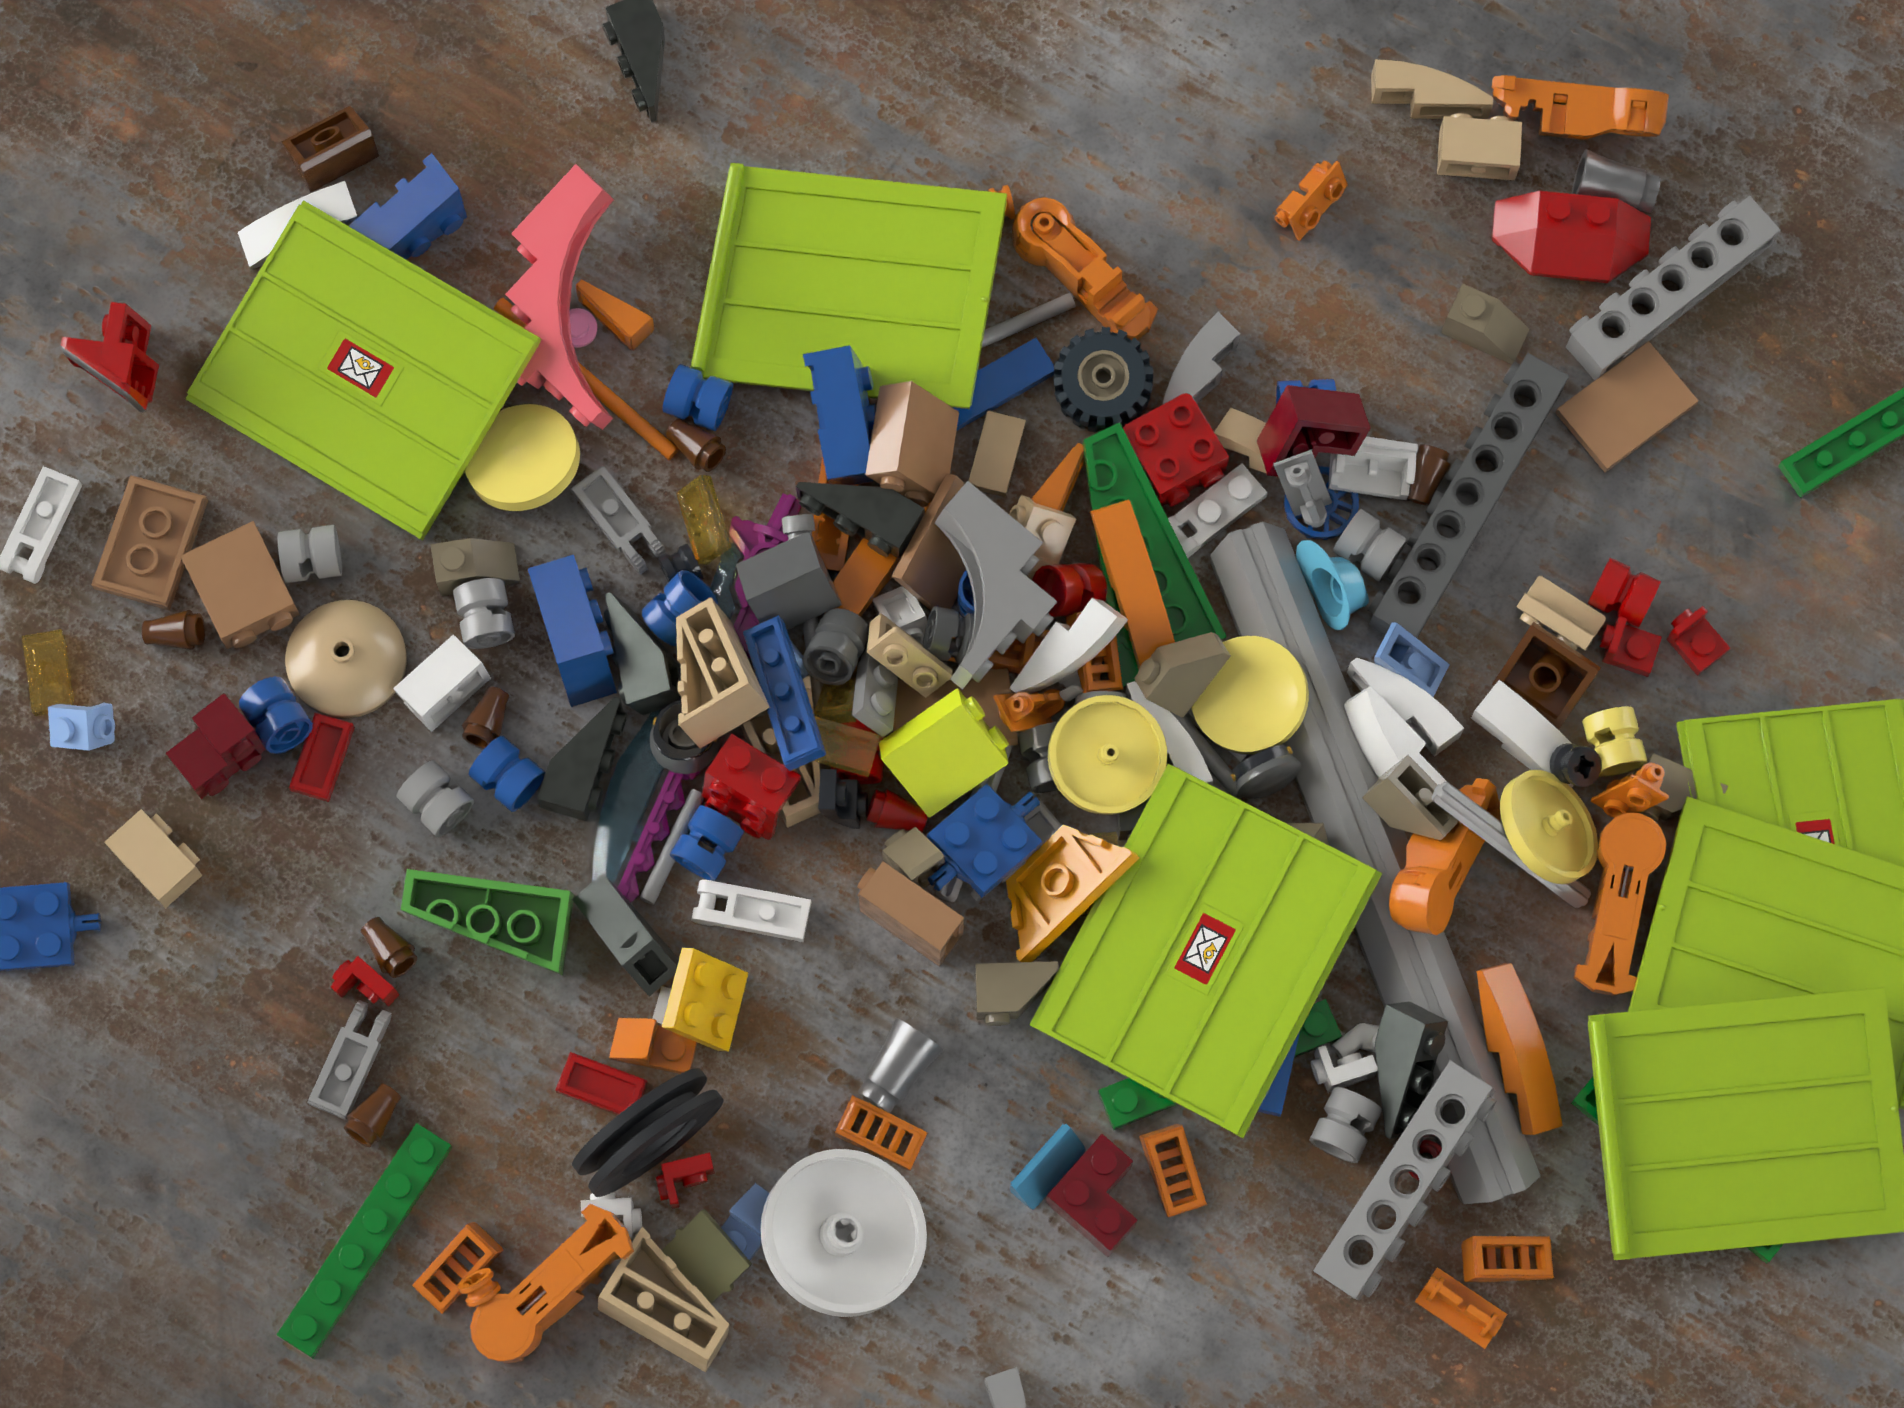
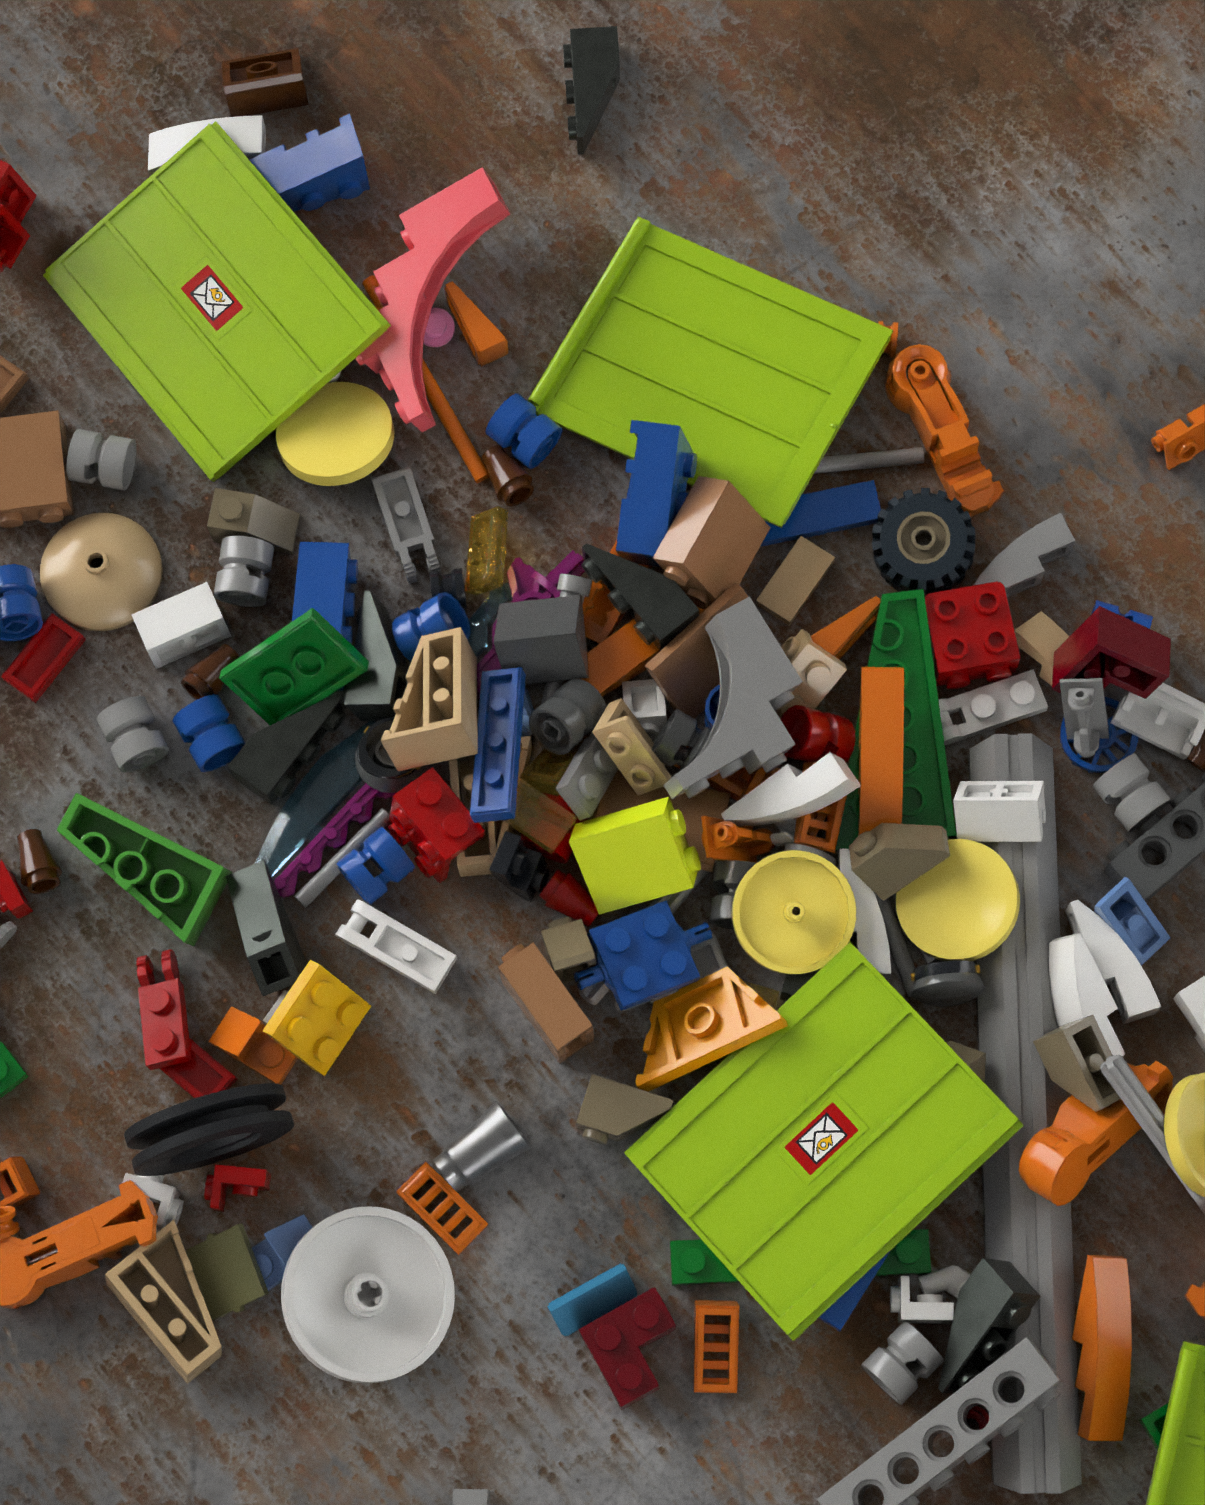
camera: 25 degrees right, 0 degrees up
(559, 1046) = (163, 1013): none -> red hinge
(568, 686) = (294, 668): none -> green tile
(1259, 600) = (1000, 811): none -> white hinge
(1333, 582) = (1082, 818): medium azure piece -> none

